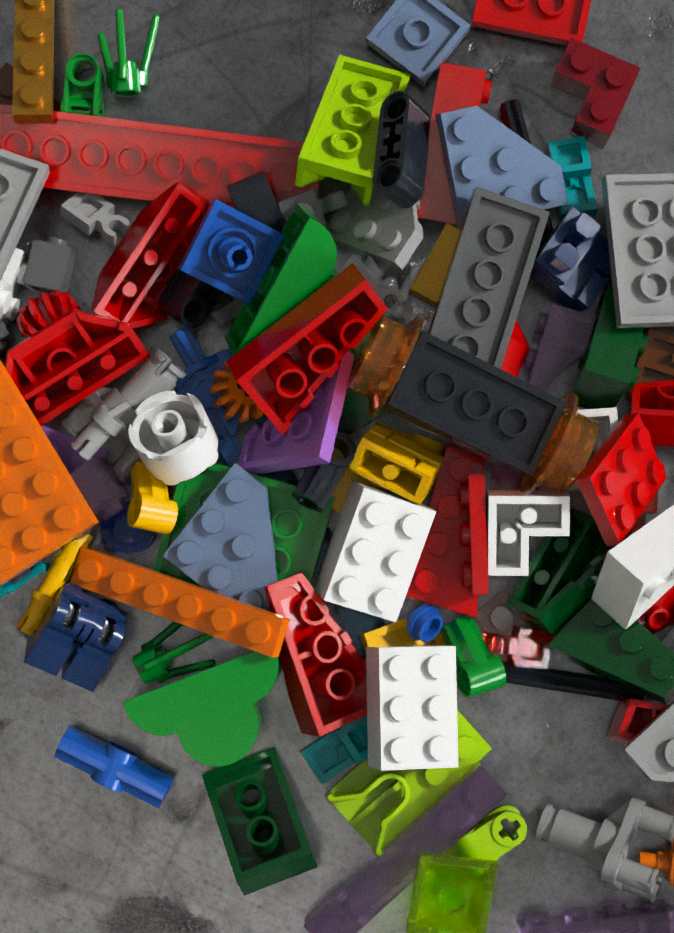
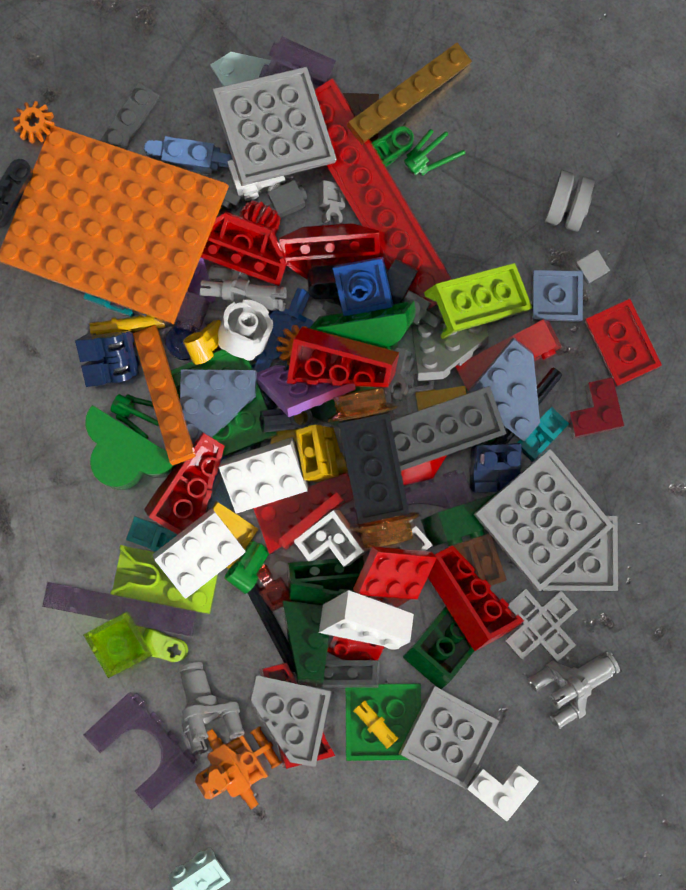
camera: 50 degrees right, 0 degrees up
(114, 766) = (56, 426): blue piece -> none
(259, 821) = (83, 521): dark green slope -> none
(401, 149) = (481, 333): black beam -> none
(424, 623) = (246, 529): blue plate -> none

